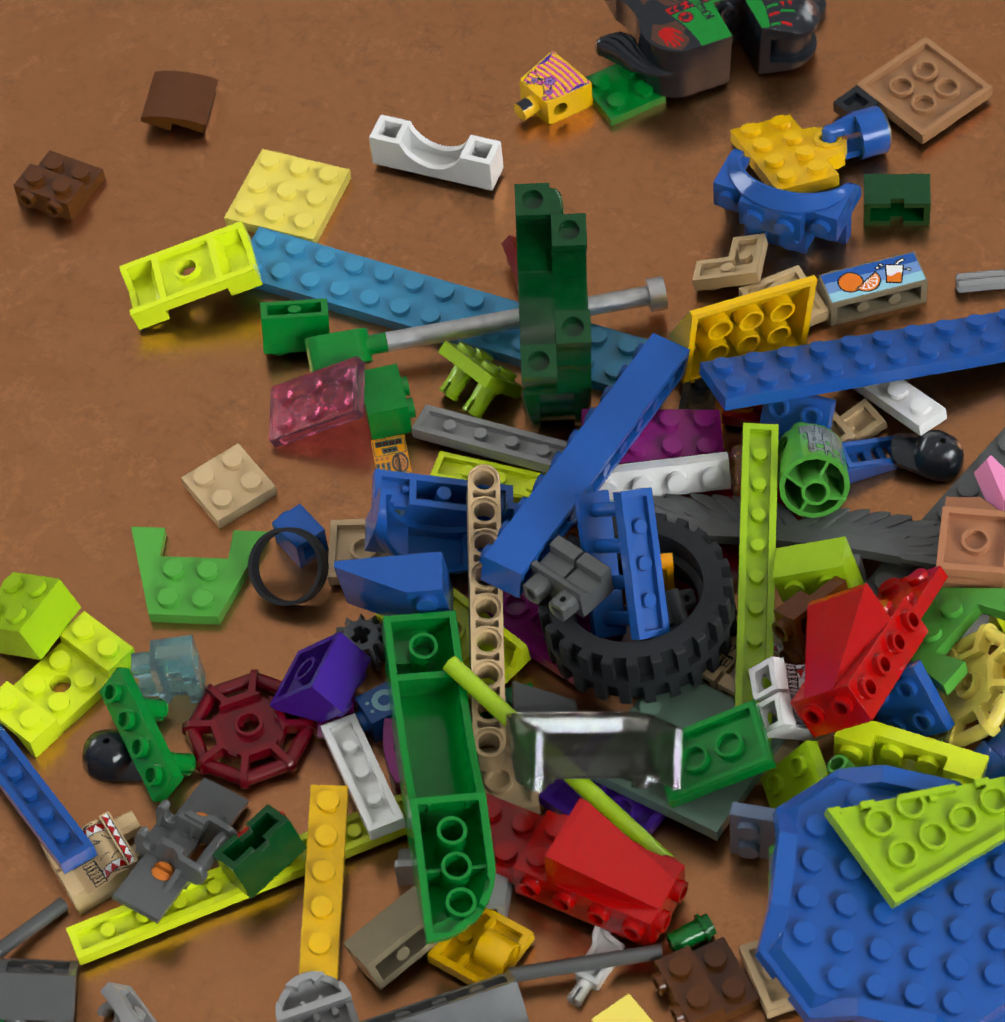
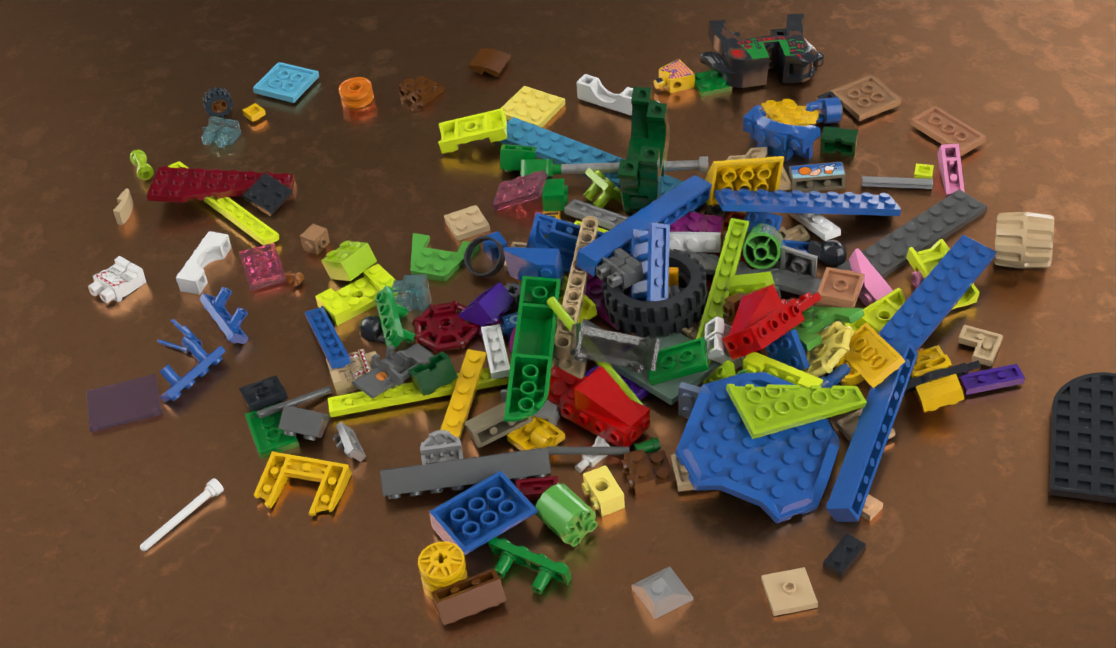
camera: 10 degrees right, 10 degrees down
(883, 490) = (798, 261): none -> light grey slope

